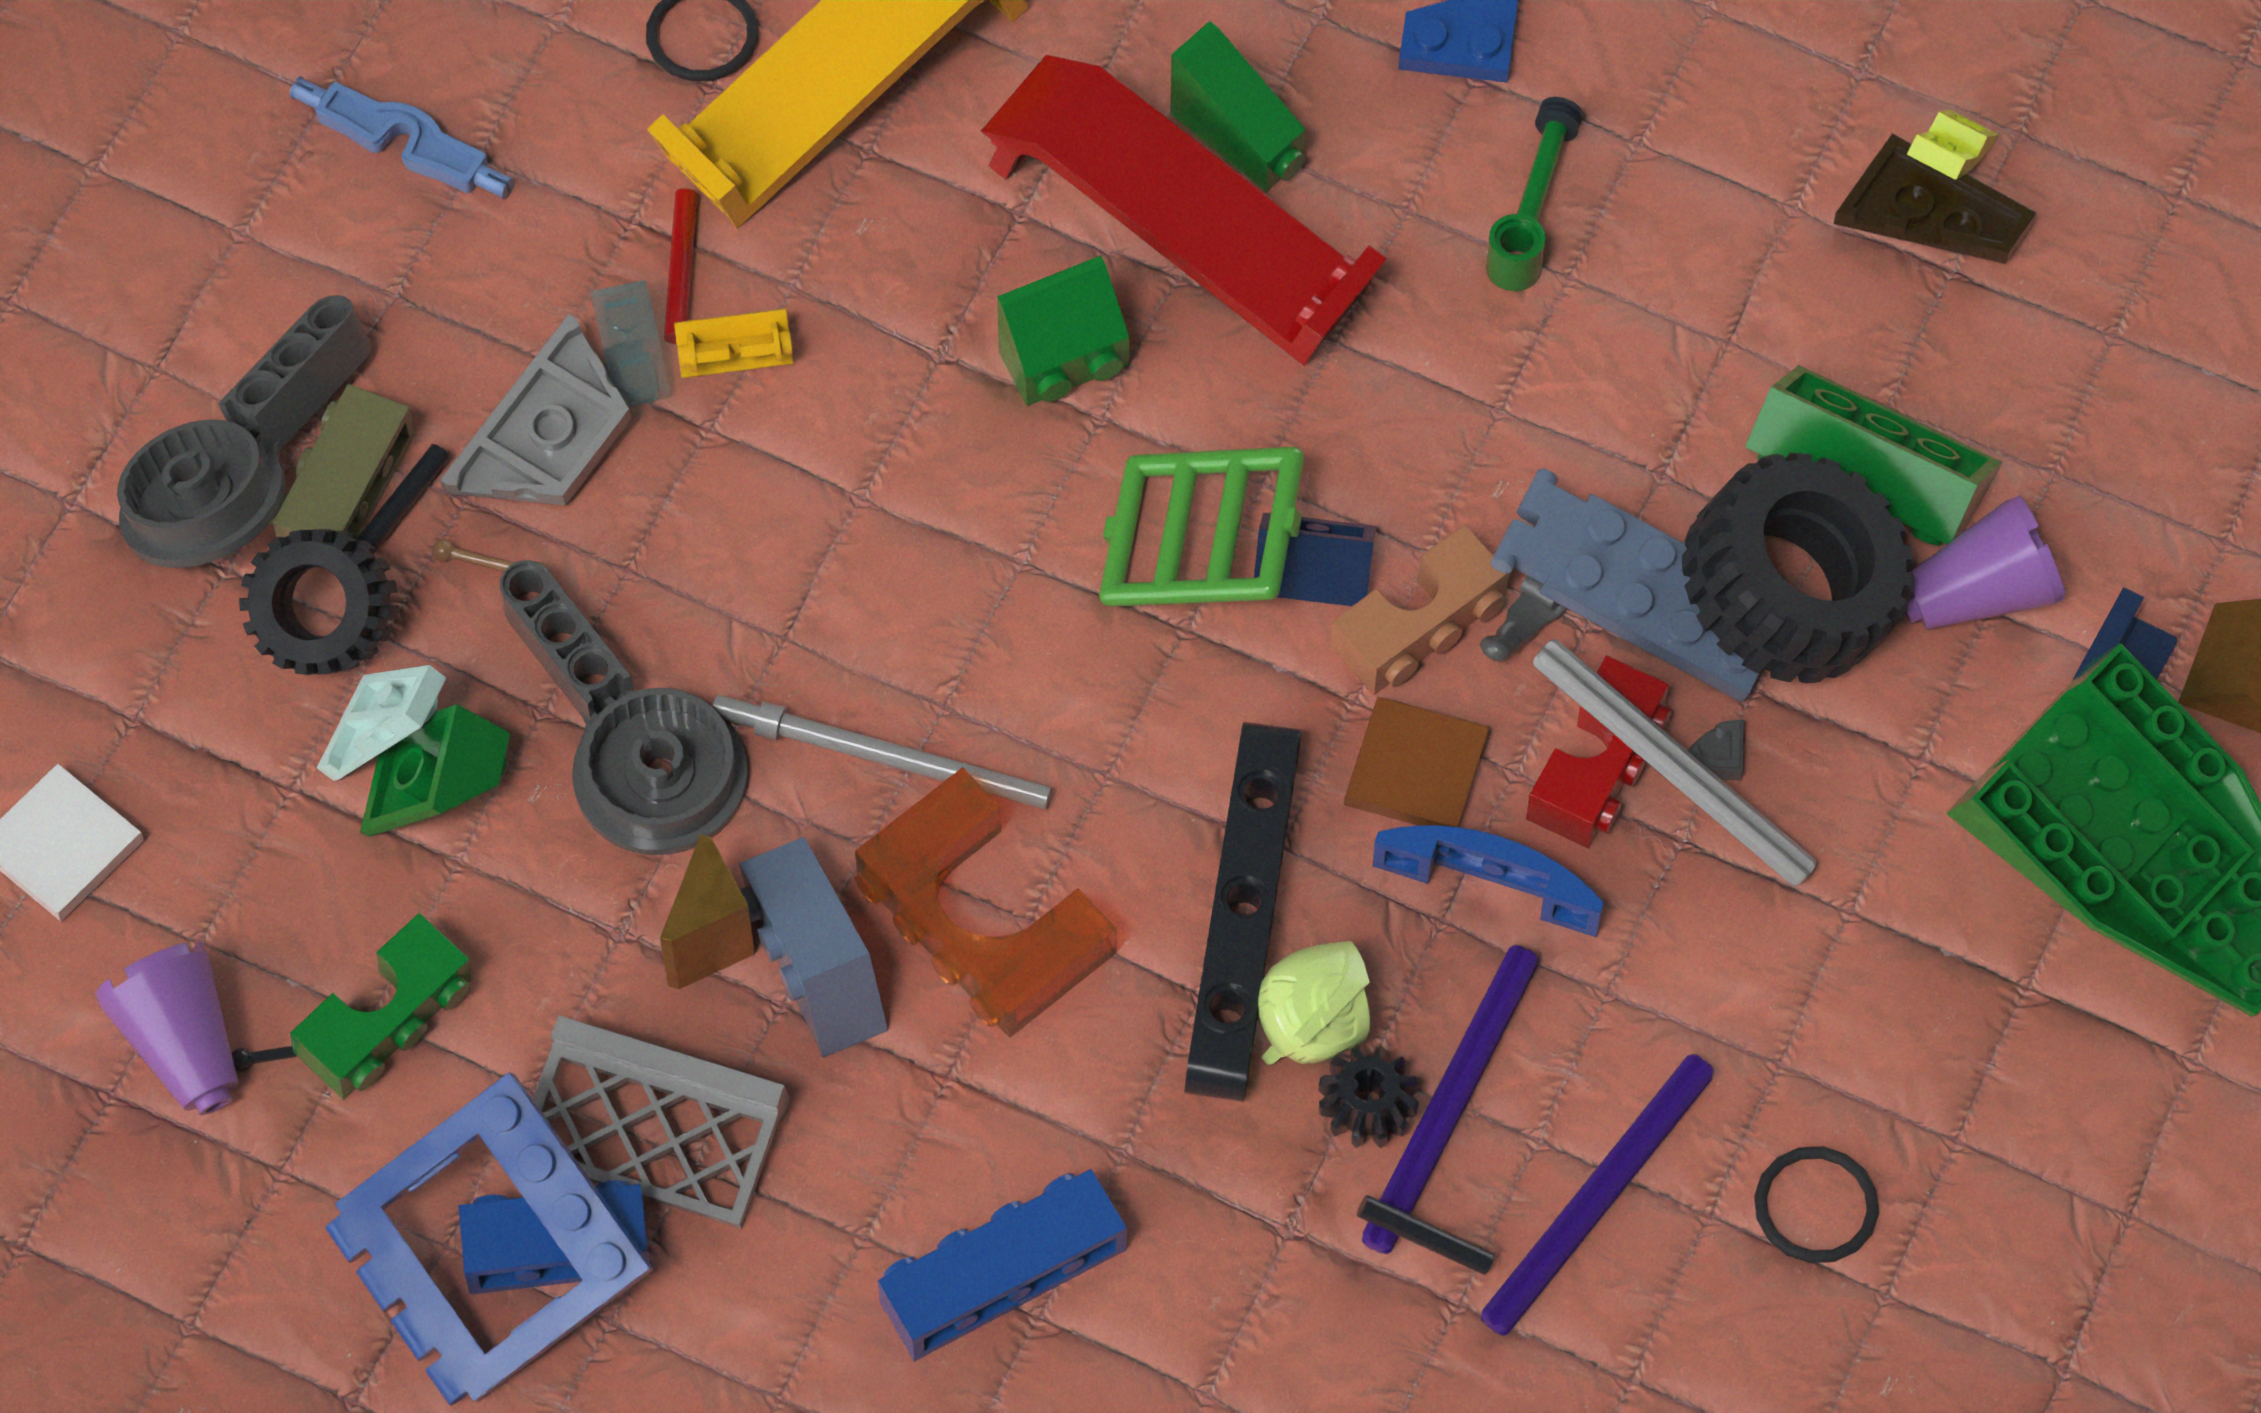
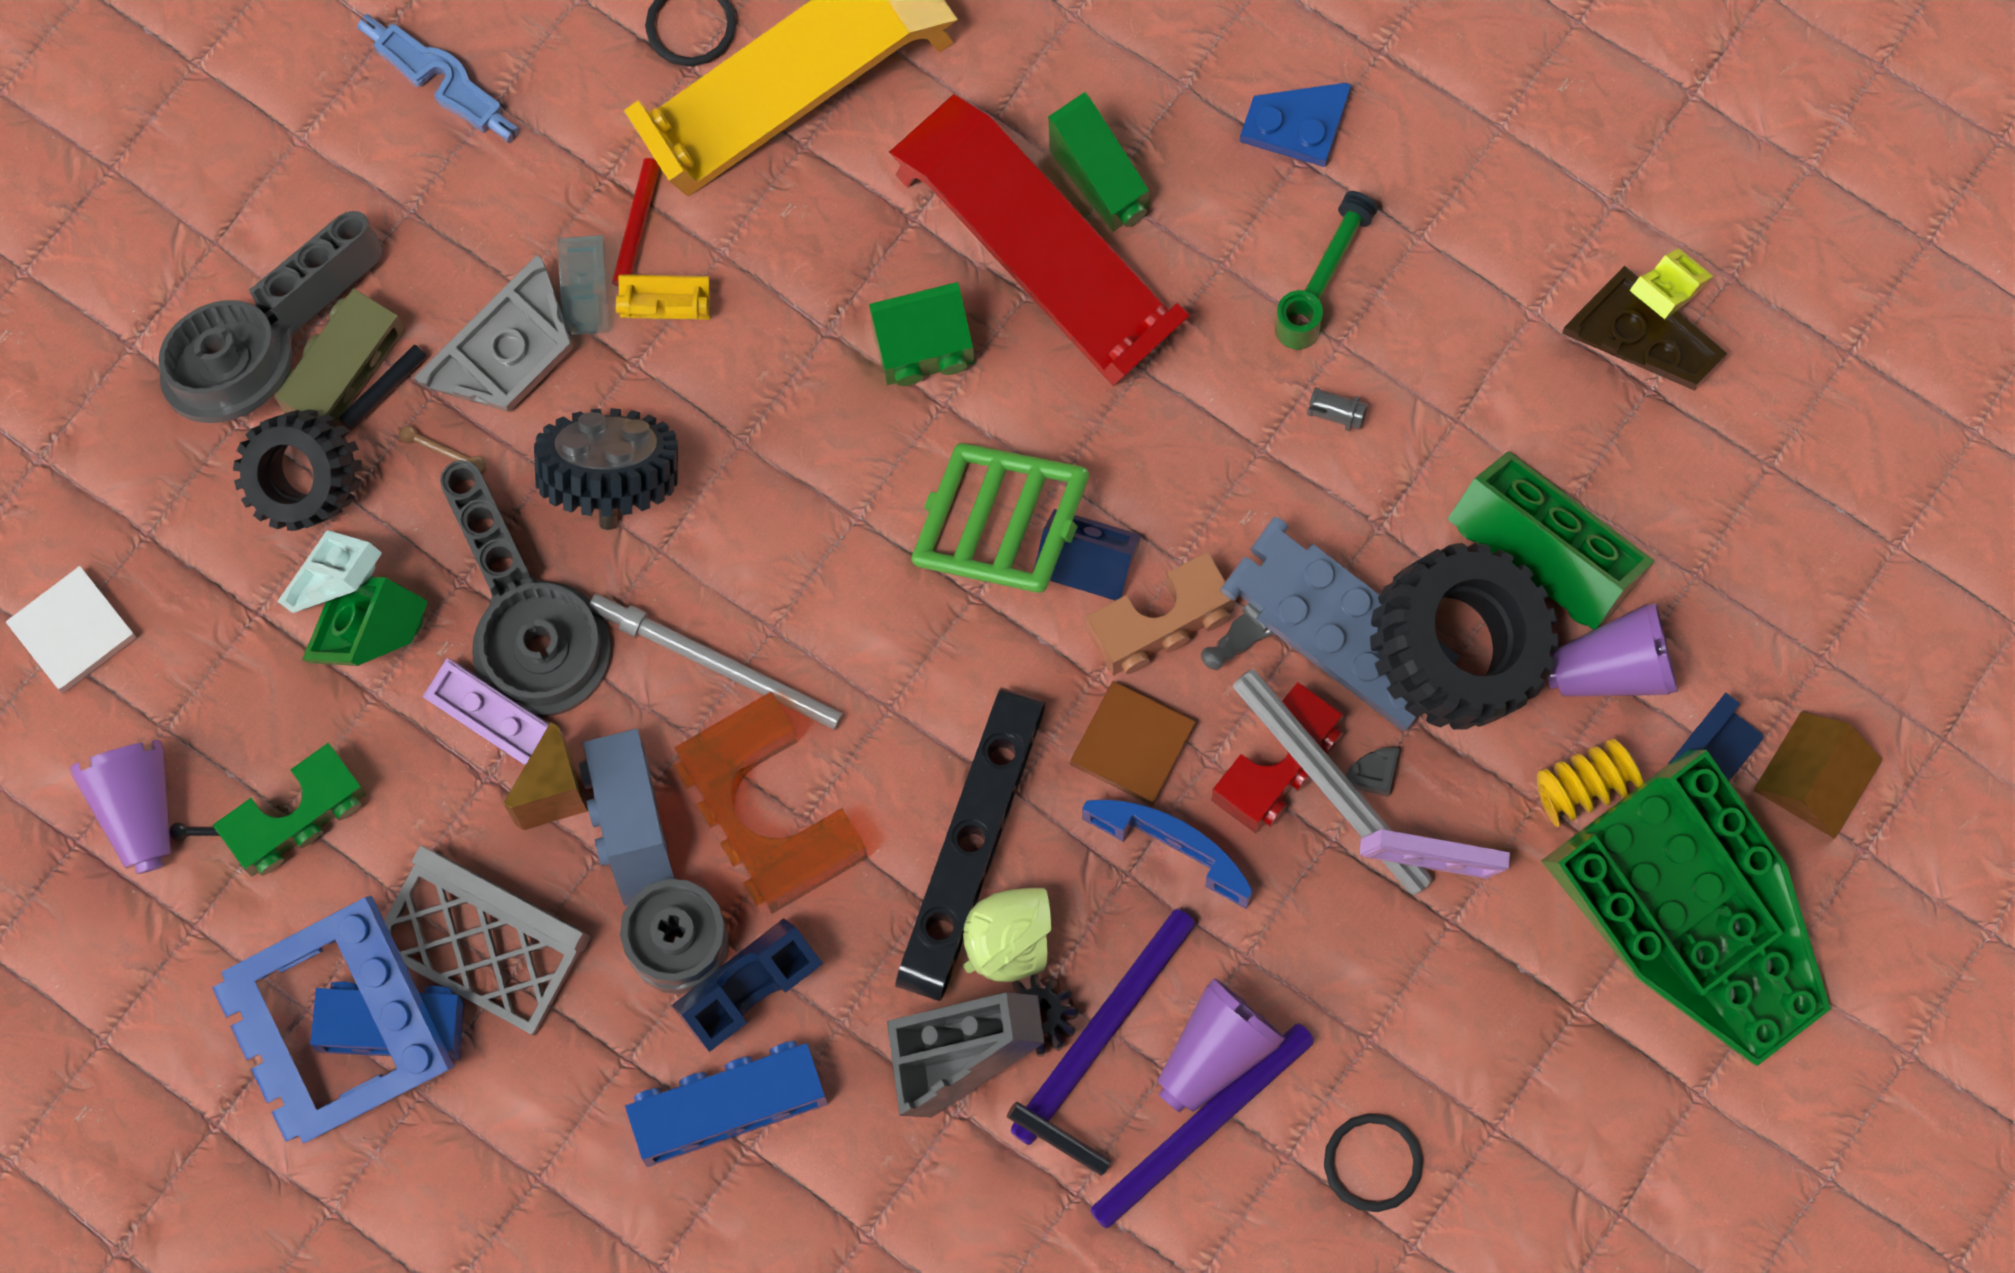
camera: 15 degrees right, 10 degrees up
(607, 854) = (486, 710): none -> lavender tile
(705, 534) = (606, 463): none -> black wheel
(899, 1074) = (669, 909): none -> dark grey wheel
(1016, 1093) = (767, 965): none -> dark blue arch
(1285, 1139) = (958, 1048): none -> dark grey wedge
(1583, 346) = (1337, 409): none -> dark grey pin
(1598, 1093) = (1215, 1048): none -> medium lavender cone
(1815, 824) = (1434, 854): none -> lavender tile
(1978, 713) = (1586, 780): none -> yellow piece

